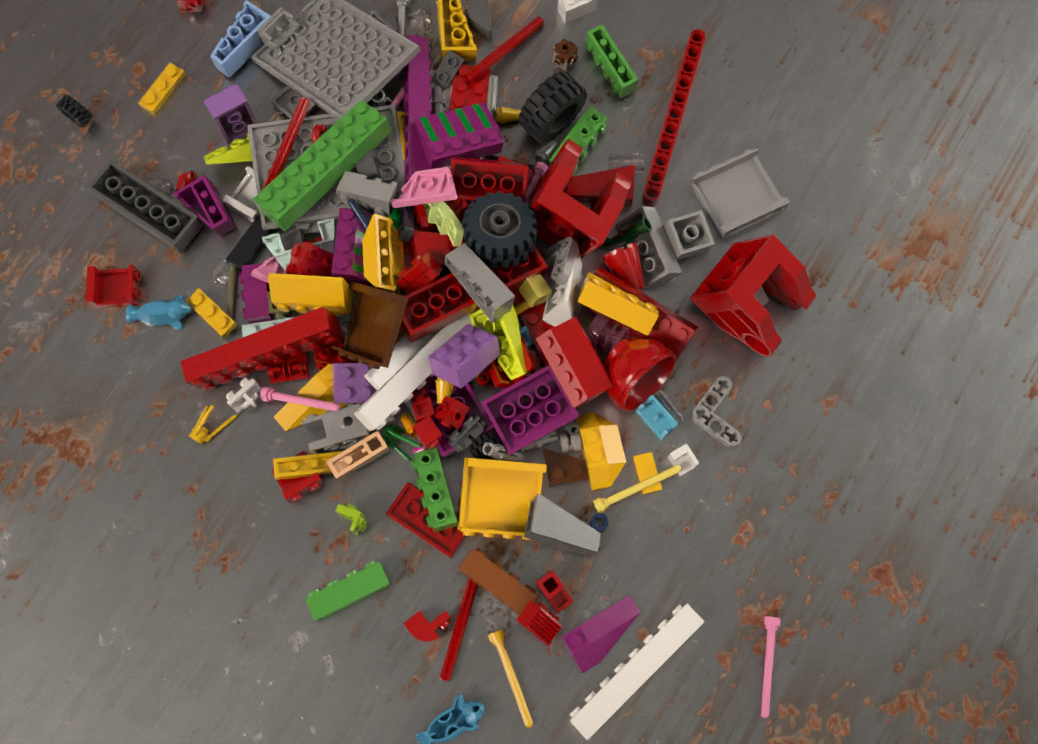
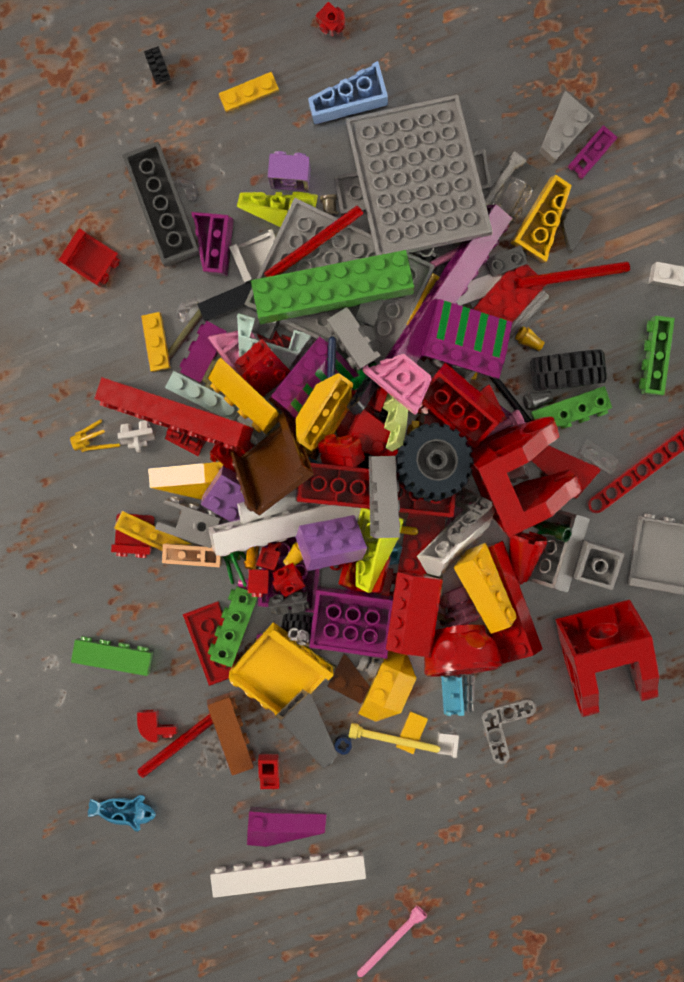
camera: 35 degrees right, 15 degrees up
(160, 312) = (114, 309): dark azure animal -> none
(185, 179) = (211, 199): red arm -> none
(269, 394) = (156, 449): bright pink piece -> none
(278, 29) = (386, 111): light grey hinge -> none
(317, 131) = (346, 251): red arm -> none
(352, 513) = (154, 597): lime bracket -> none
(437, 103) = (474, 289): dark grey pin -> none
(498, 640) = (202, 773): yellow piece -> none
(535, 290) = (429, 526): light yellow panel -> none
(539, 622) = (241, 787): red brick -> none
(565, 54) = (616, 321): reddish brown brick -> none

